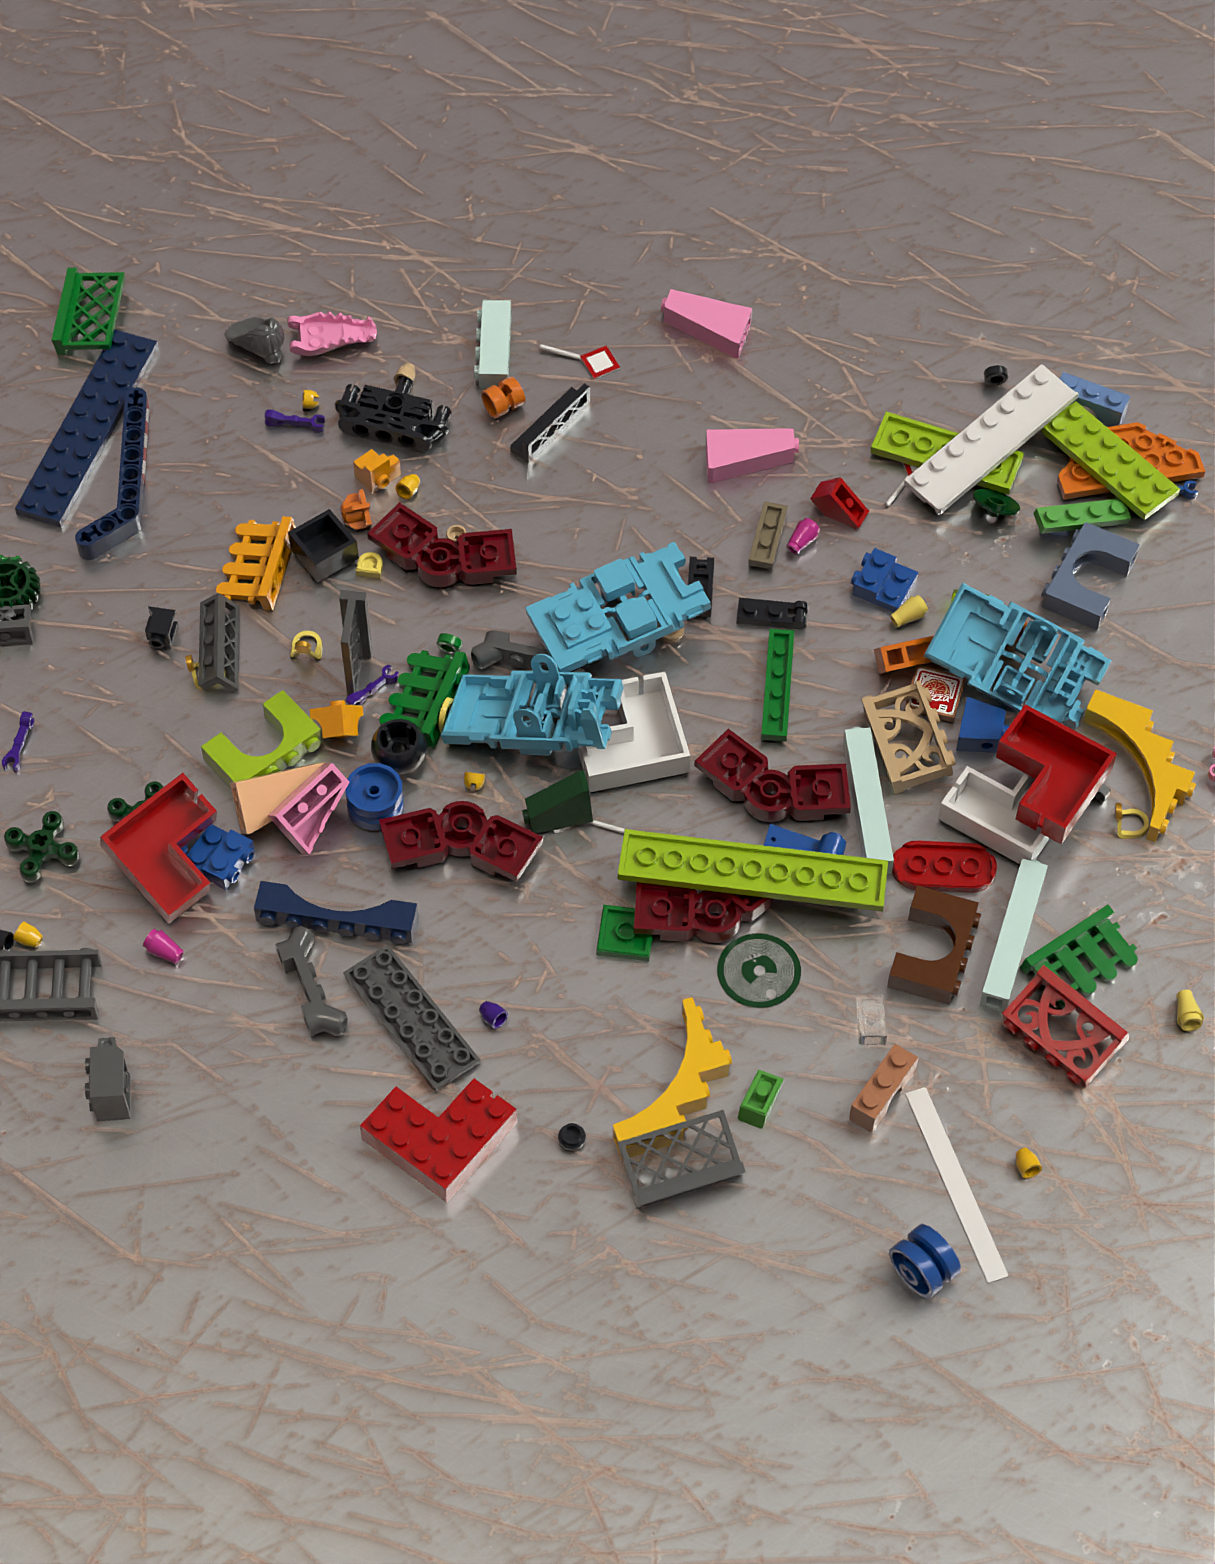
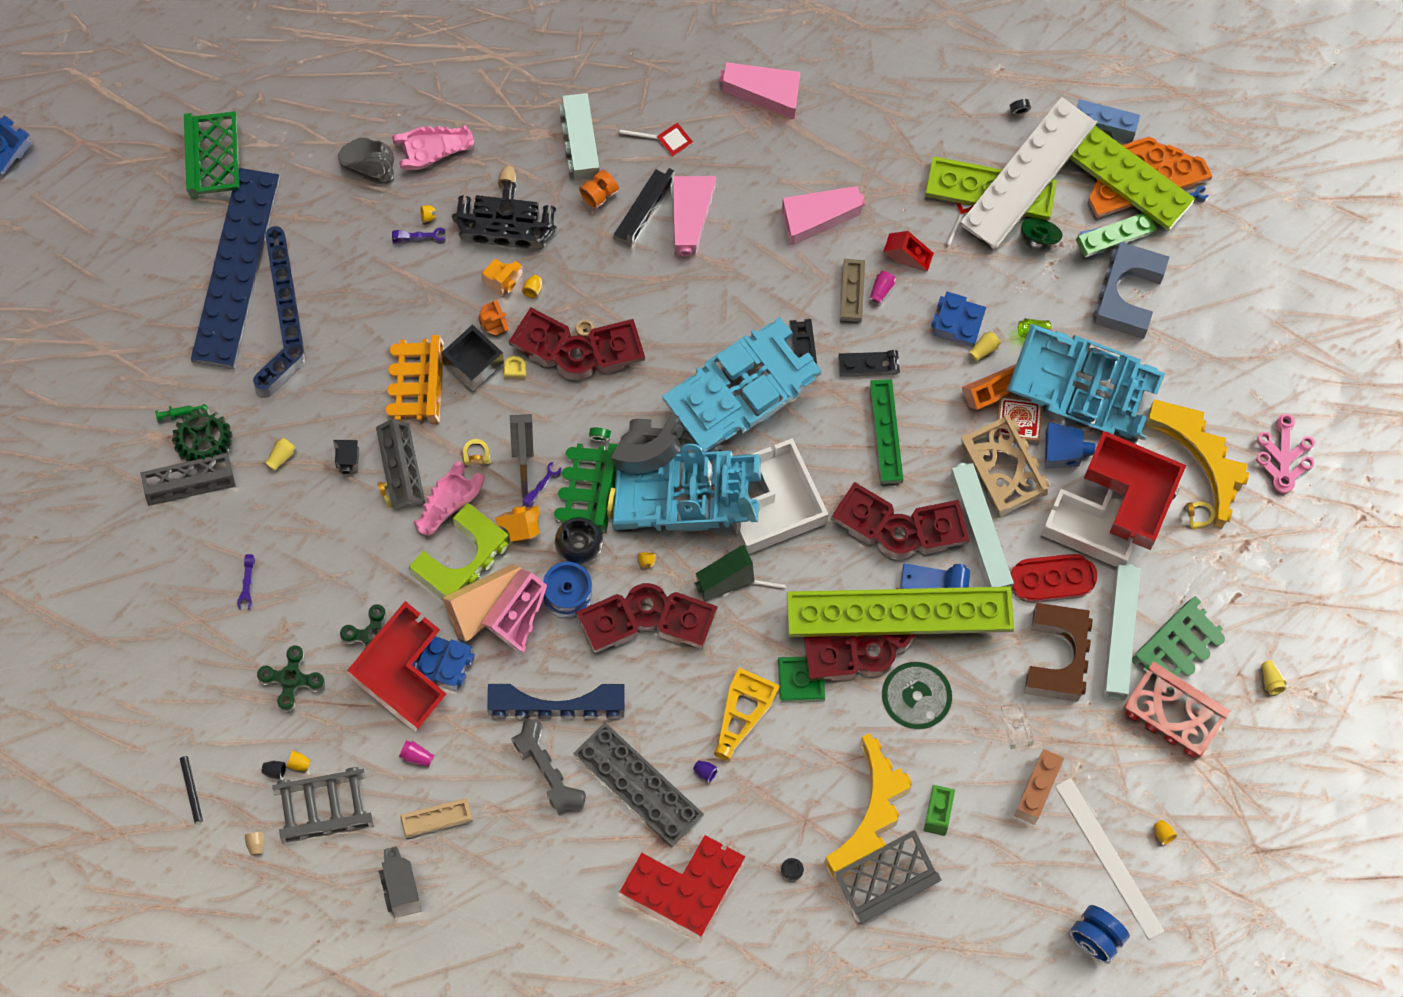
camera: 15 degrees left, 10 degrees up
(89, 614) = (280, 453): none -> light yellow cone
(170, 1018) = (436, 818): none -> tan plate
(262, 684) = (447, 497): none -> bright pink animal
(501, 666) = (651, 455): none -> dark grey arch
(563, 930) = (754, 688): none -> yellow plate
(601, 431) = (690, 209): none -> bright pink slope

